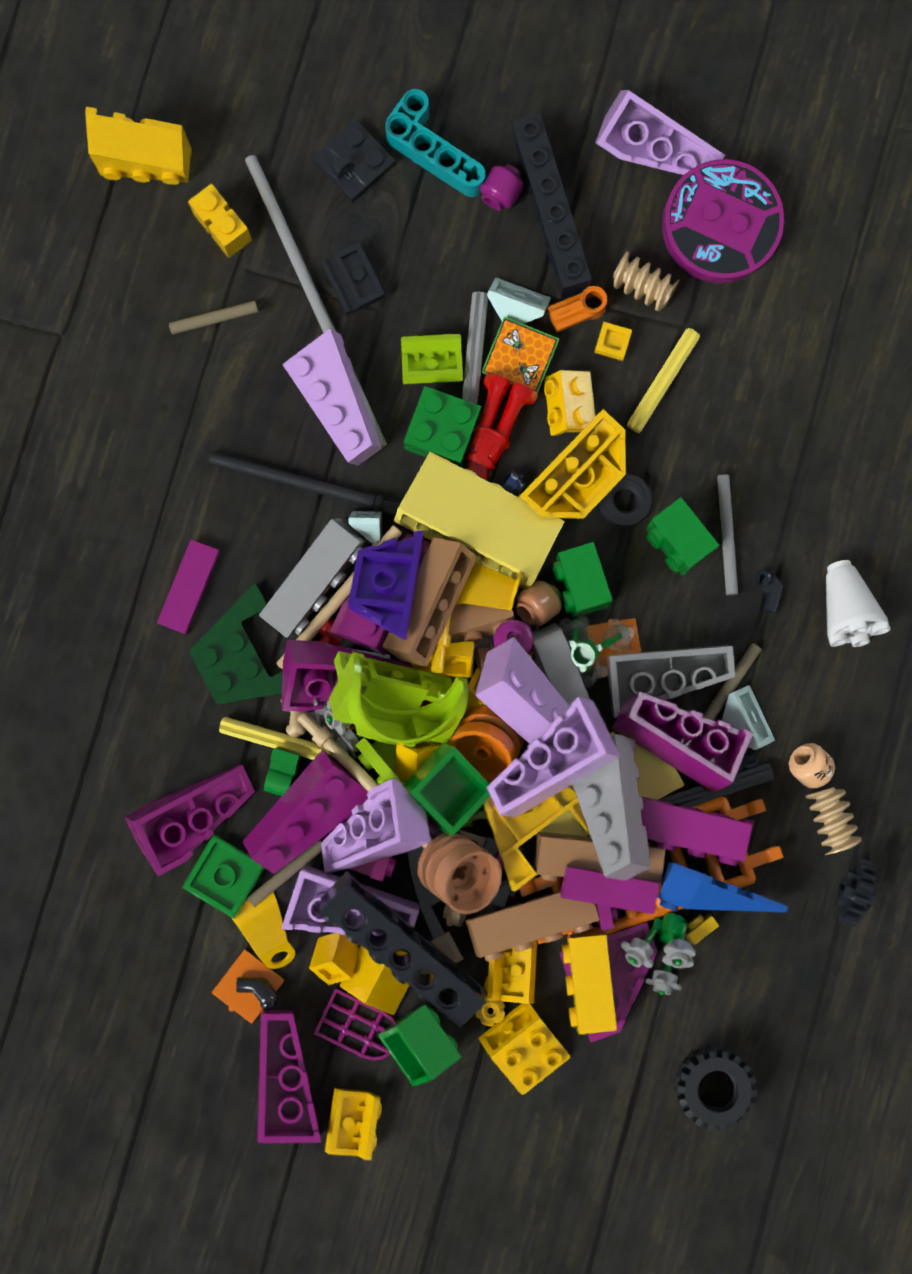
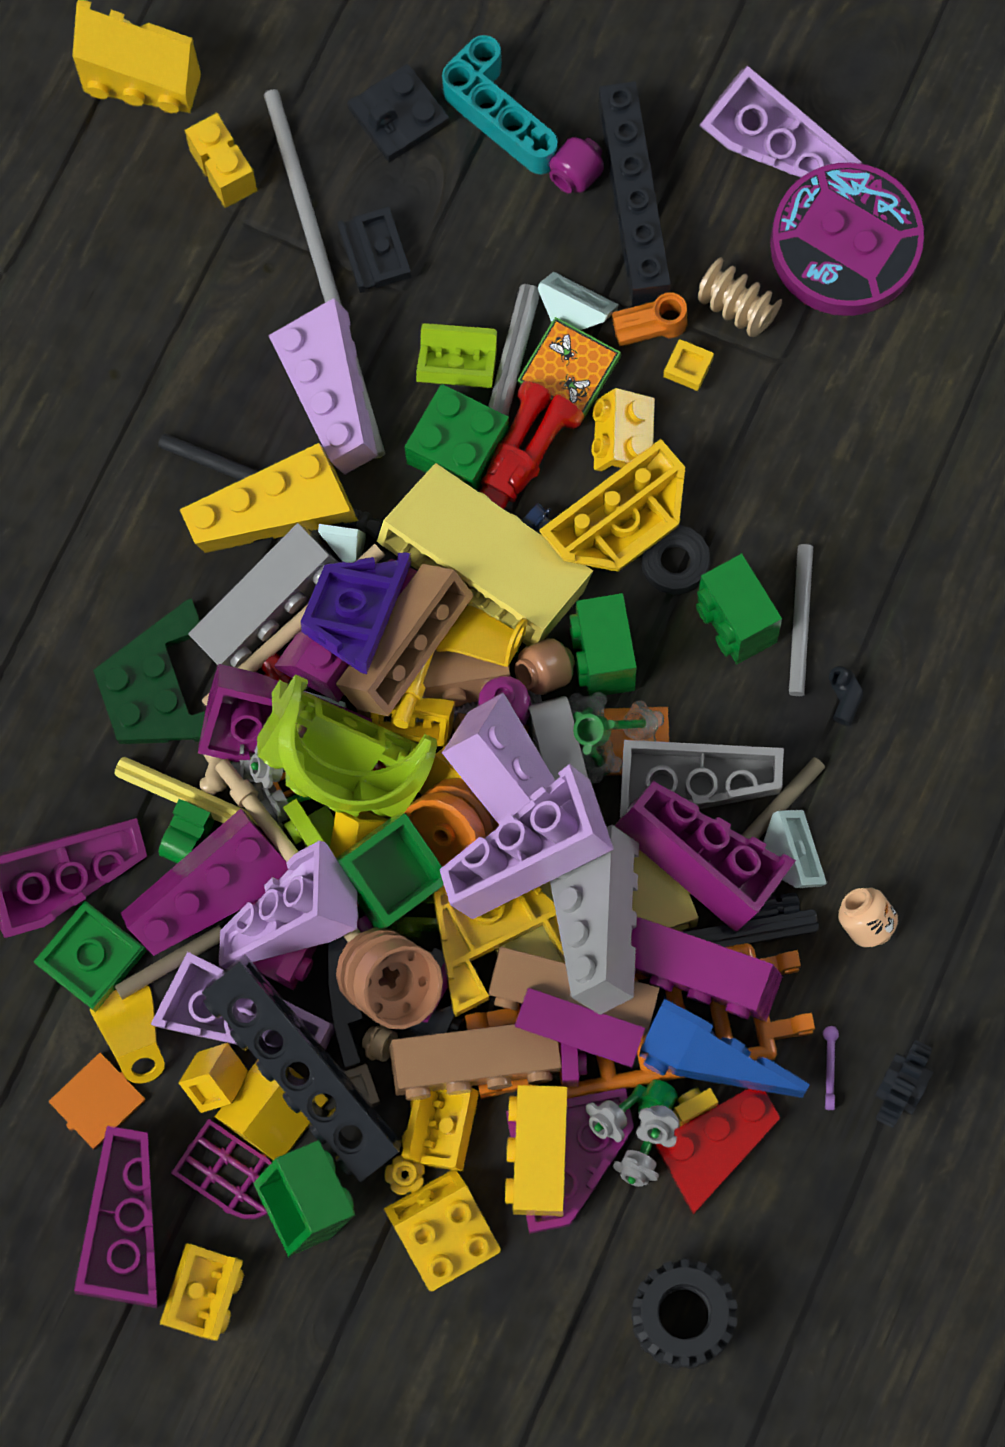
camera: 10 degrees right, 10 degrees down
(188, 587) = (106, 593): magenta tile -> none
(213, 317) = (193, 274): dark tan bar -> none
(260, 988) = (112, 1102): black arm -> none
(312, 497) = (271, 503): none -> yellow wedge
(663, 380) = (745, 421): light yellow axle -> none
(722, 953) = (717, 1143): none -> red wing
(794, 856) = (830, 1034): none -> medium lavender hinge
(834, 819) = (886, 990): tan piece -> none
(851, 607) = (946, 728): white cone -> none

